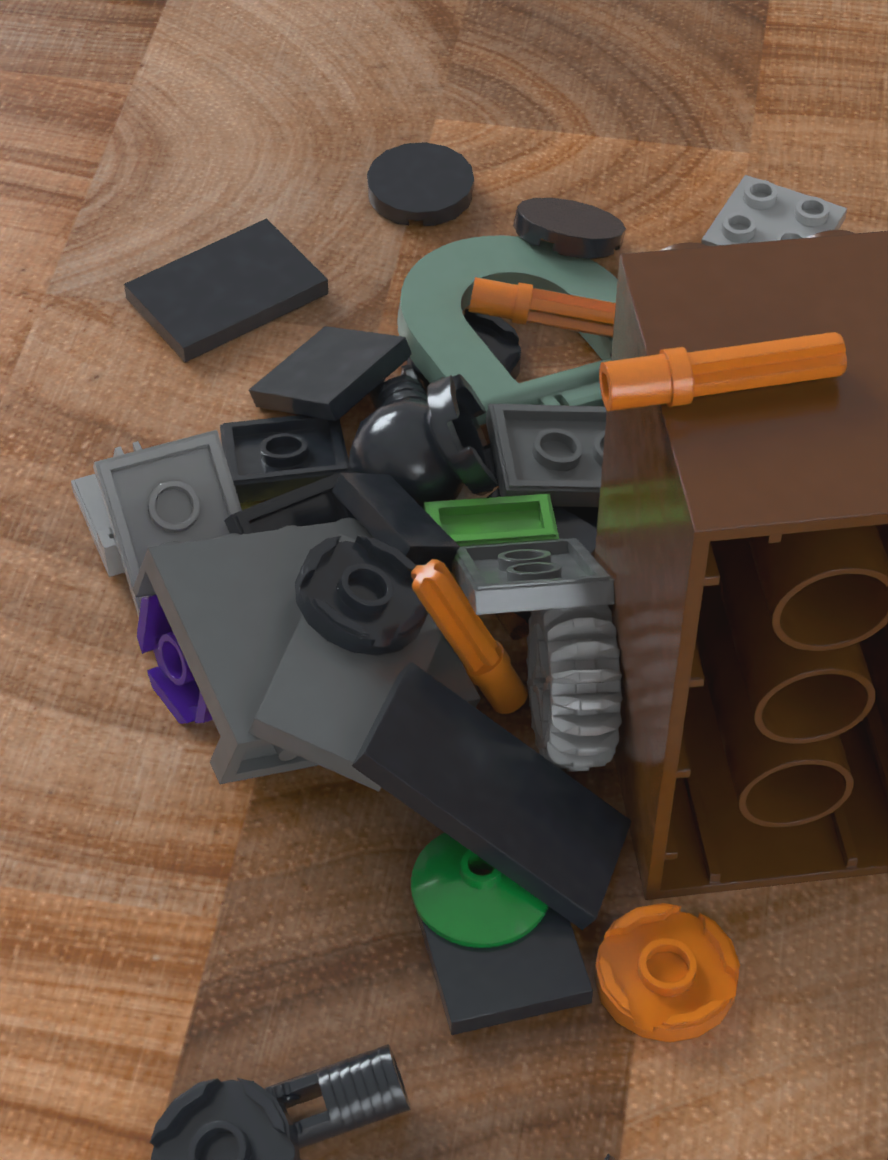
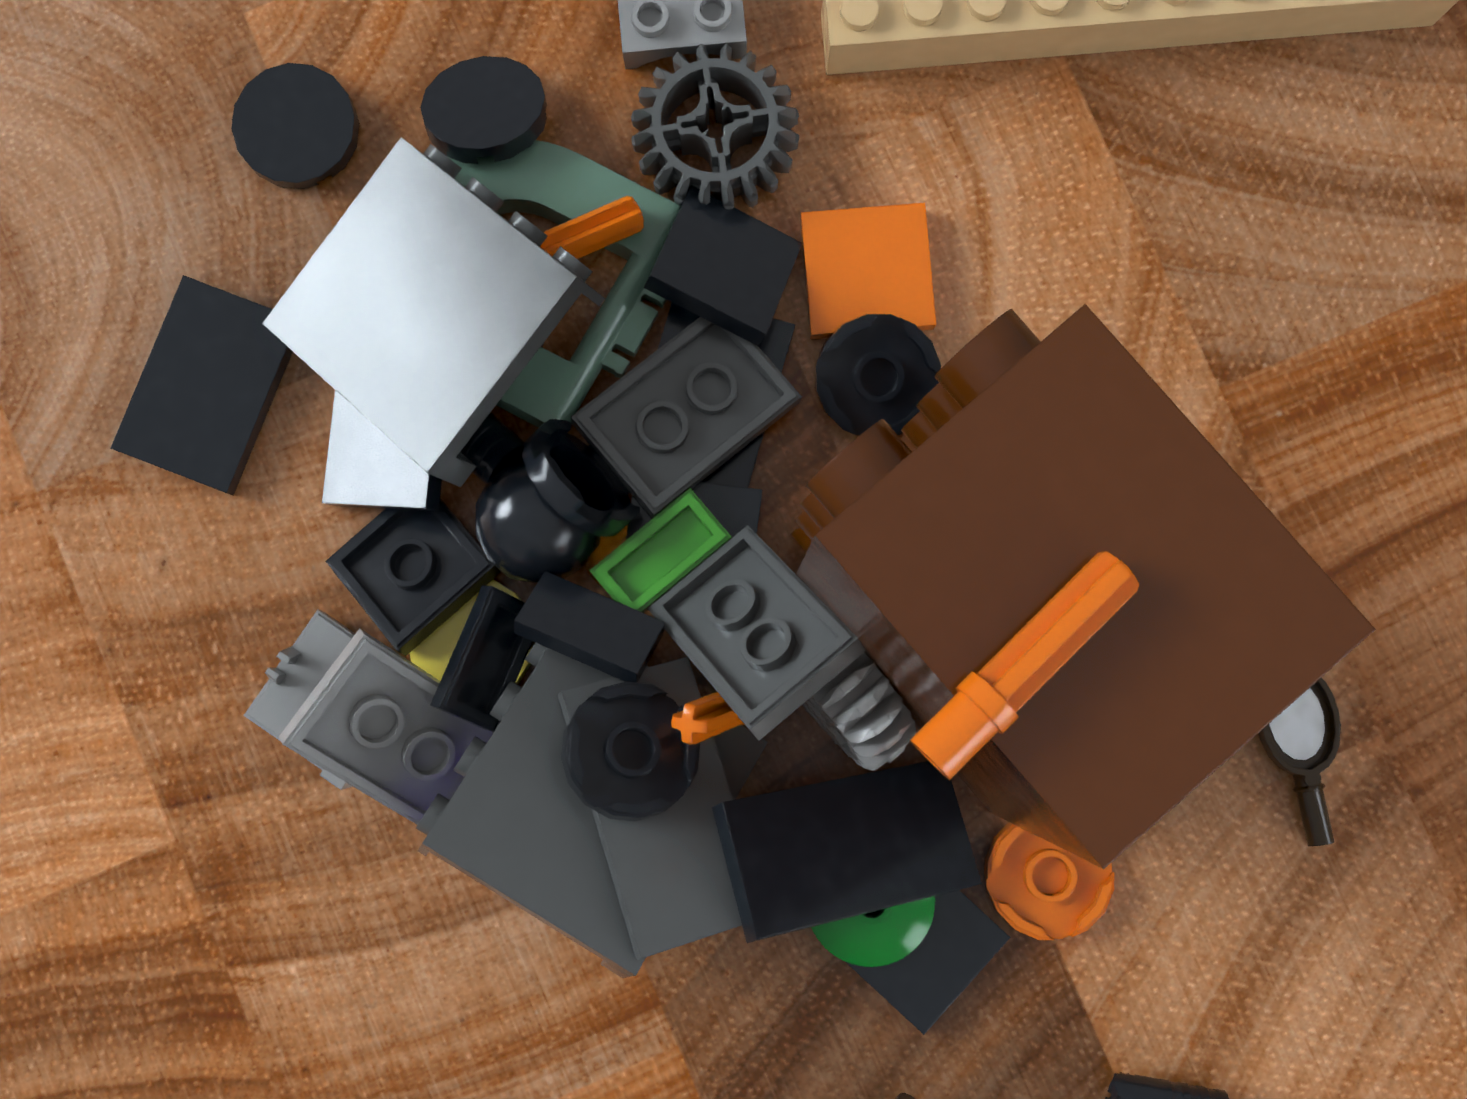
camera: 30 degrees left, 35 degrees up
(432, 276) = (427, 305): none -> panel

